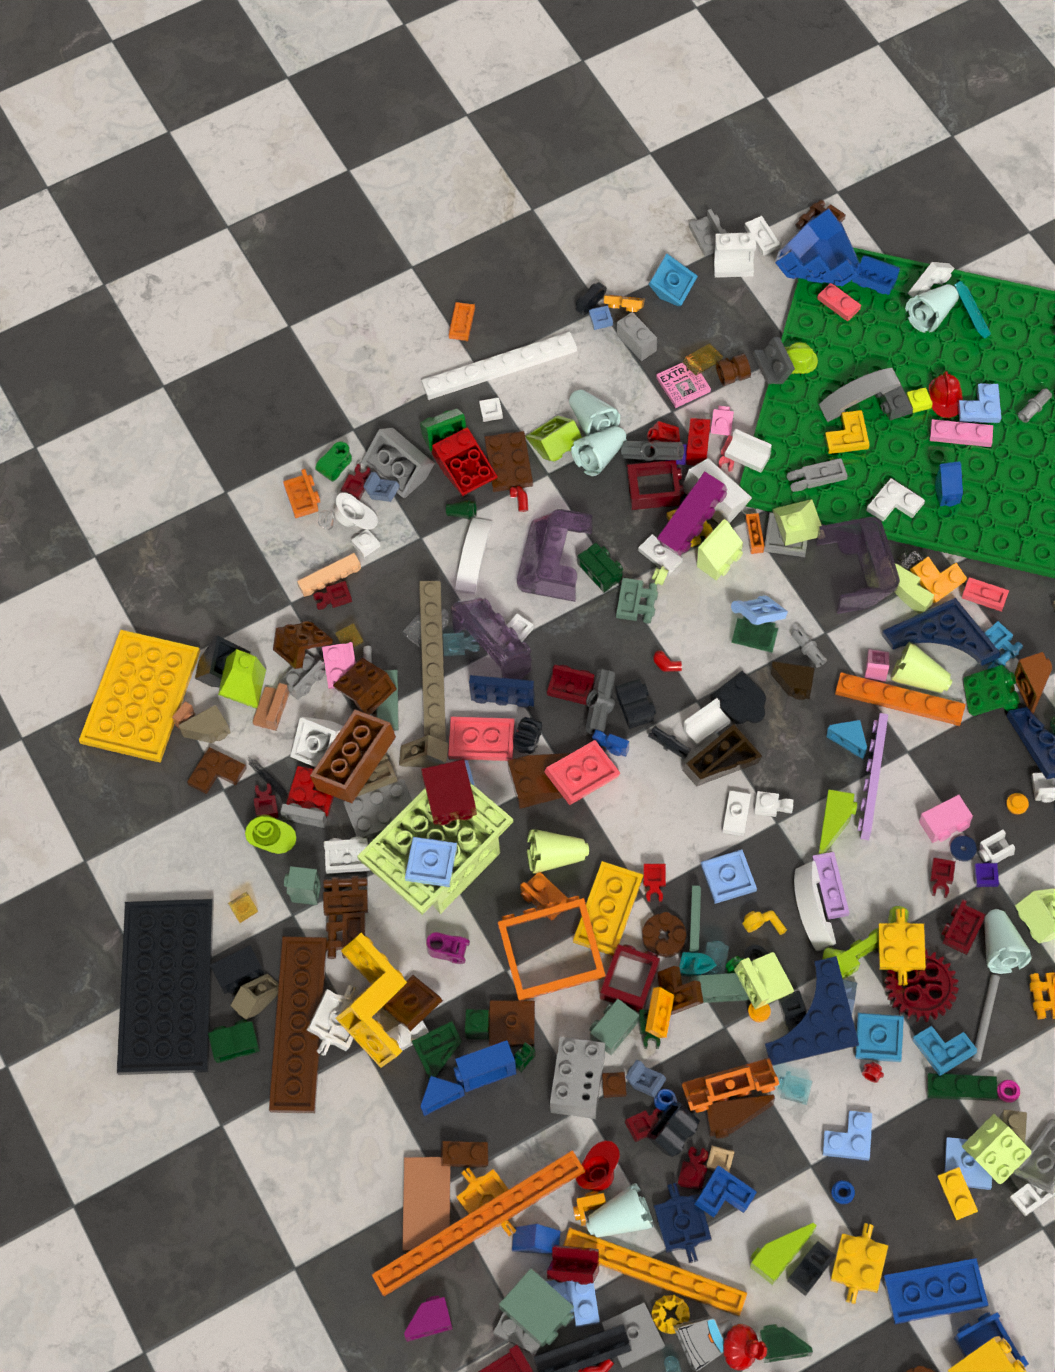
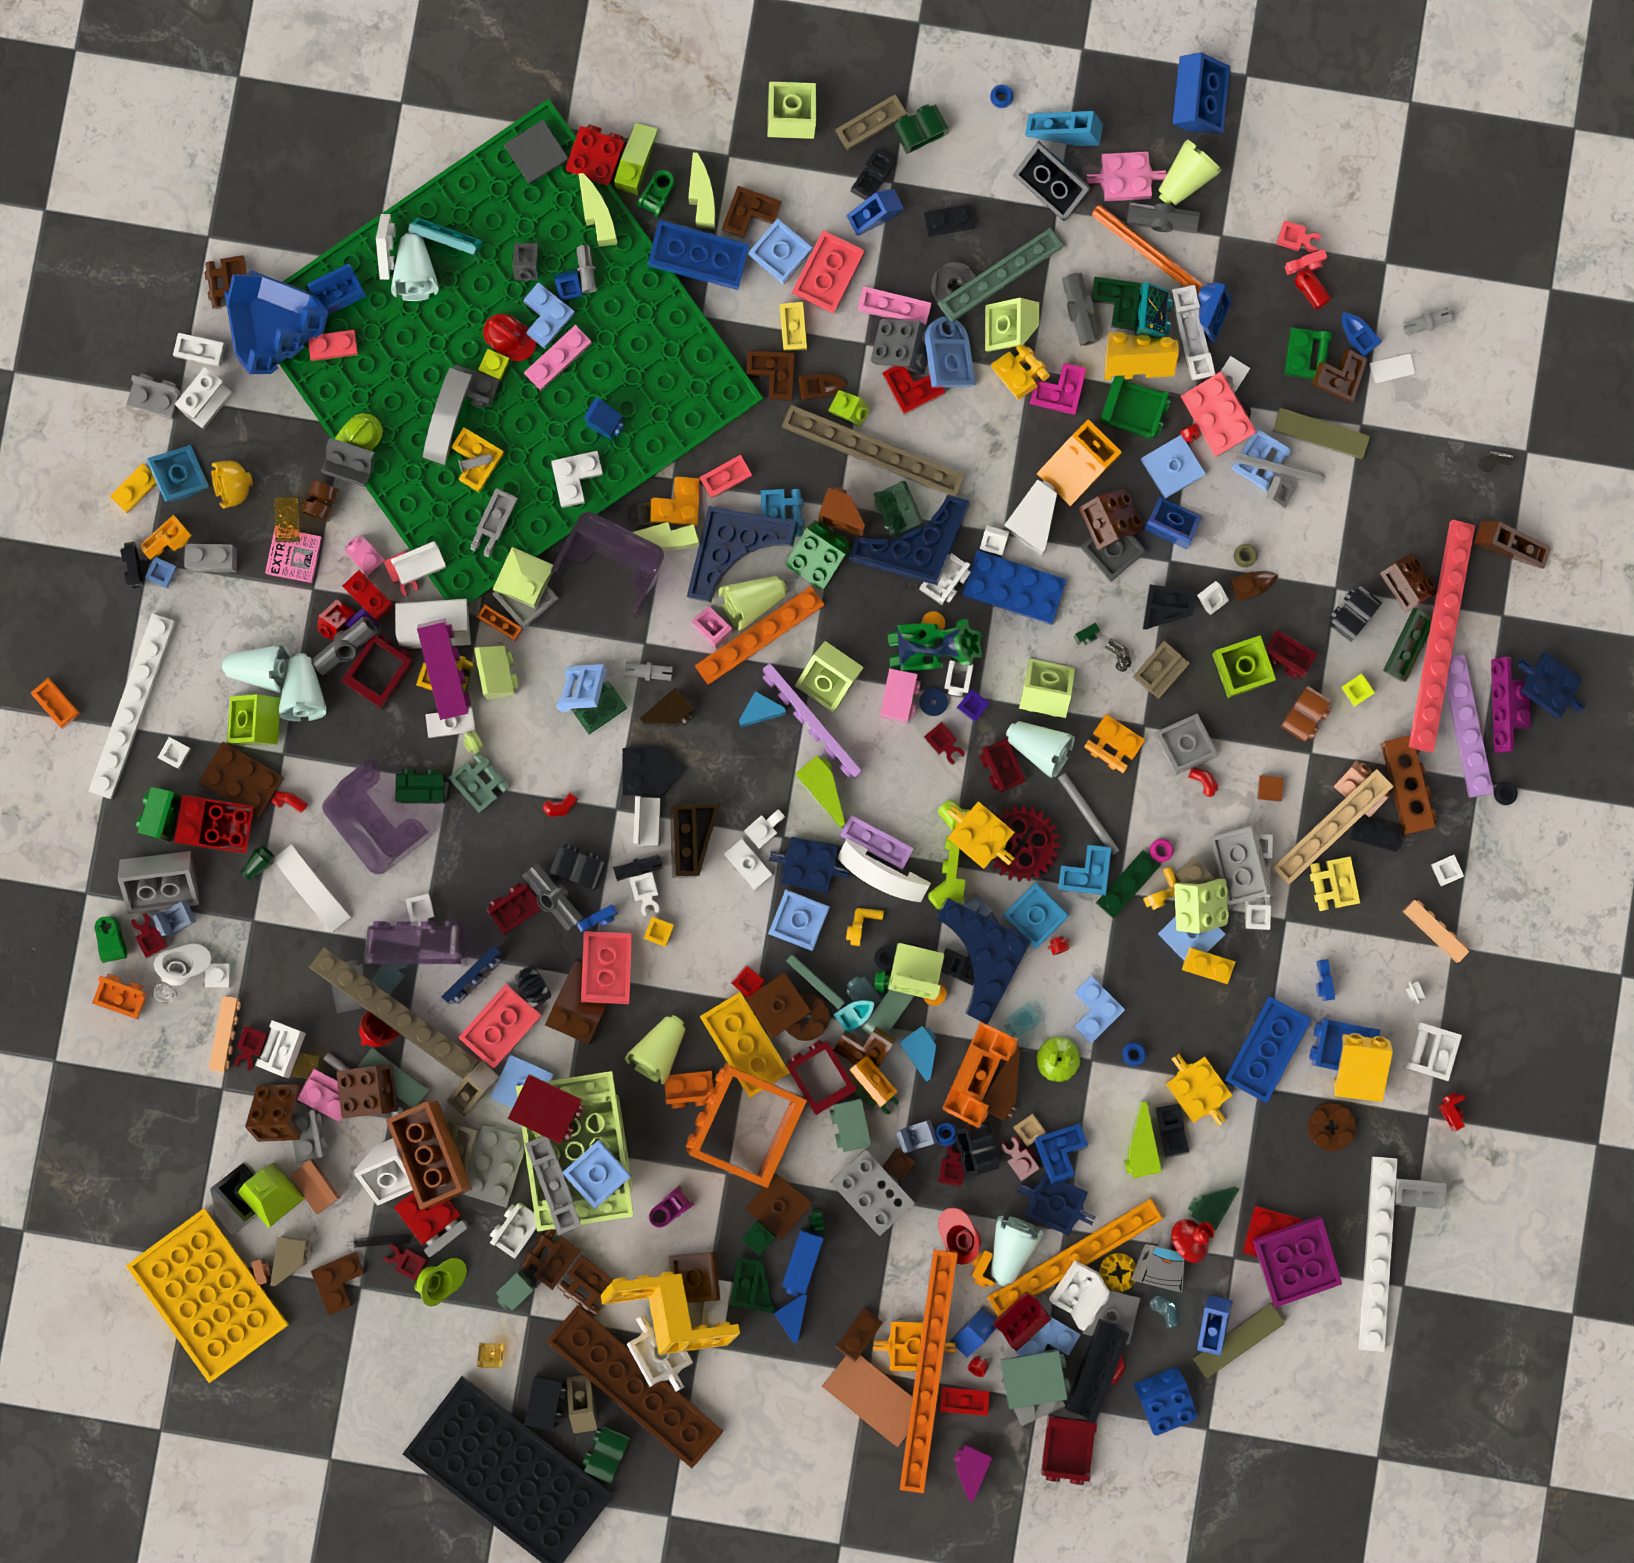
camera: 55 degrees left, 20 degrees up
(348, 614) = (281, 1049): none -> white plate
(400, 838) = (553, 1185): none -> light grey slope
(410, 660) = (375, 1032): none -> red piece
(477, 1273) = (964, 1401): none -> red plate
(512, 1263) = (978, 1367): none -> red hinge
(630, 1291) = (1081, 1294): none -> white bracket
(637, 790) = (658, 931): none -> yellow plate
(639, 266) = (134, 488): none -> yellow plate
(656, 906) = (778, 1005): none -> reddish brown plate
(657, 758) = (644, 889): none -> white plate
(696, 312) = (230, 482): none -> yellow cylinder
(710, 1032) = (921, 1050): none -> dark azure slope
(773, 853) = (809, 864): none -> dark blue plate
(786, 1147) = (1050, 1066): none -> lime hair
(845, 432) = (475, 462): none -> light grey piece
(915, 762) = (829, 676): none -> yellowish green slope
(972, 1115) = (1158, 899): none -> yellow plate
(1003, 366) = (525, 261): none -> dark grey bracket
(1013, 403) = (568, 285): none -> blue slope
(1018, 820) = (914, 649): none -> green hips
(1021, 1296) = (1325, 985): none -> blue plate

